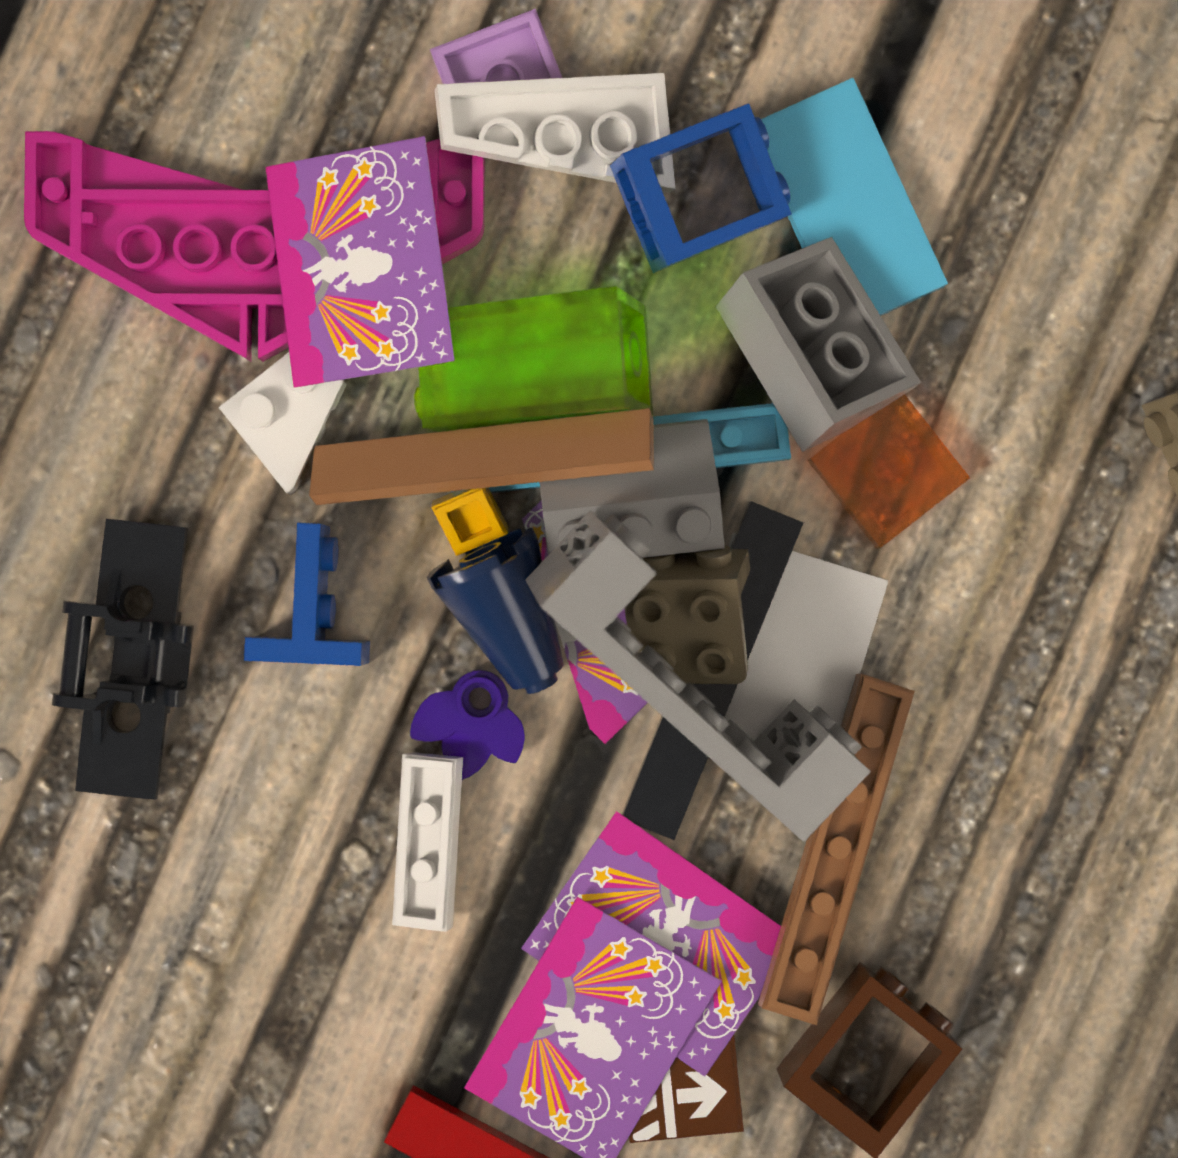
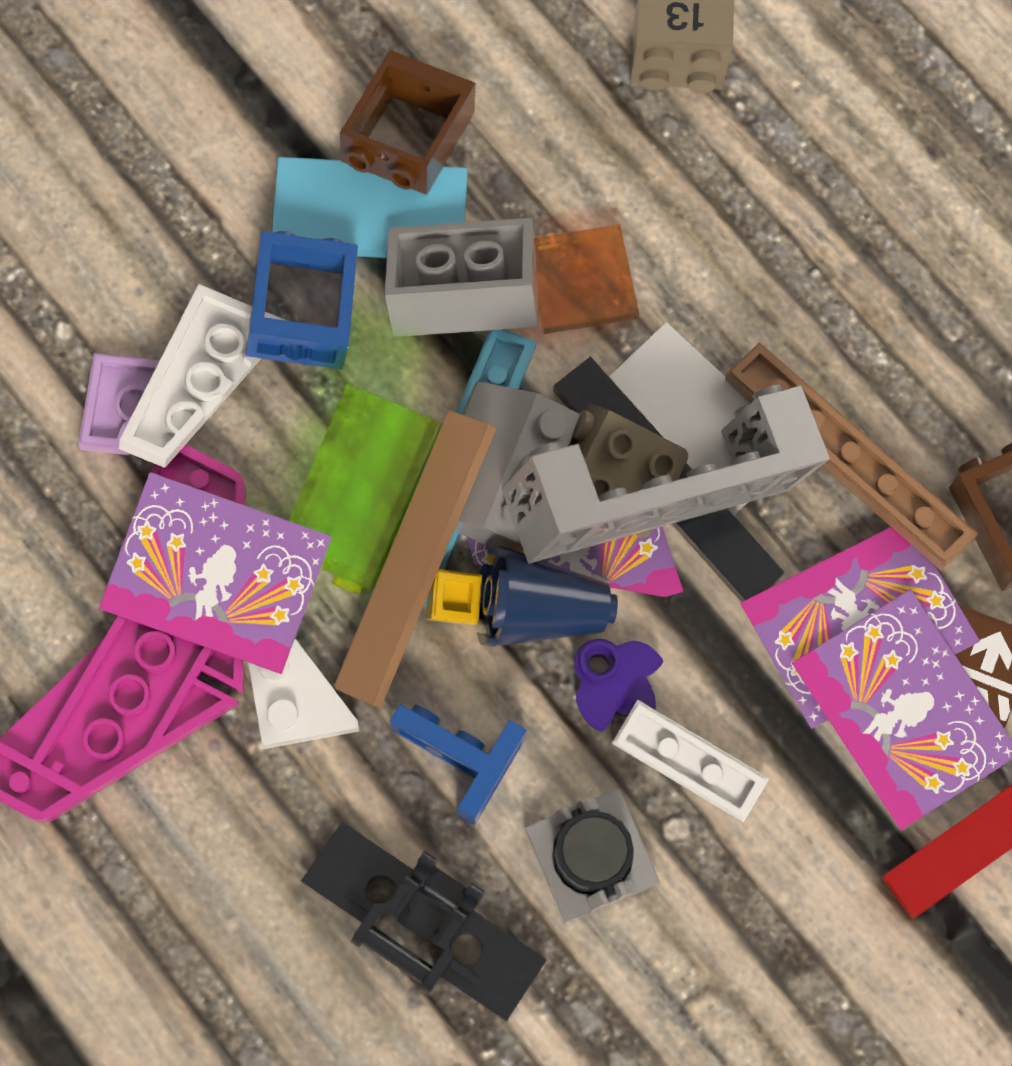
camera: 60 degrees left, 15 degrees down
(280, 792) = (592, 855): none -> piece
(1014, 179) = (406, 80): none -> reddish brown window

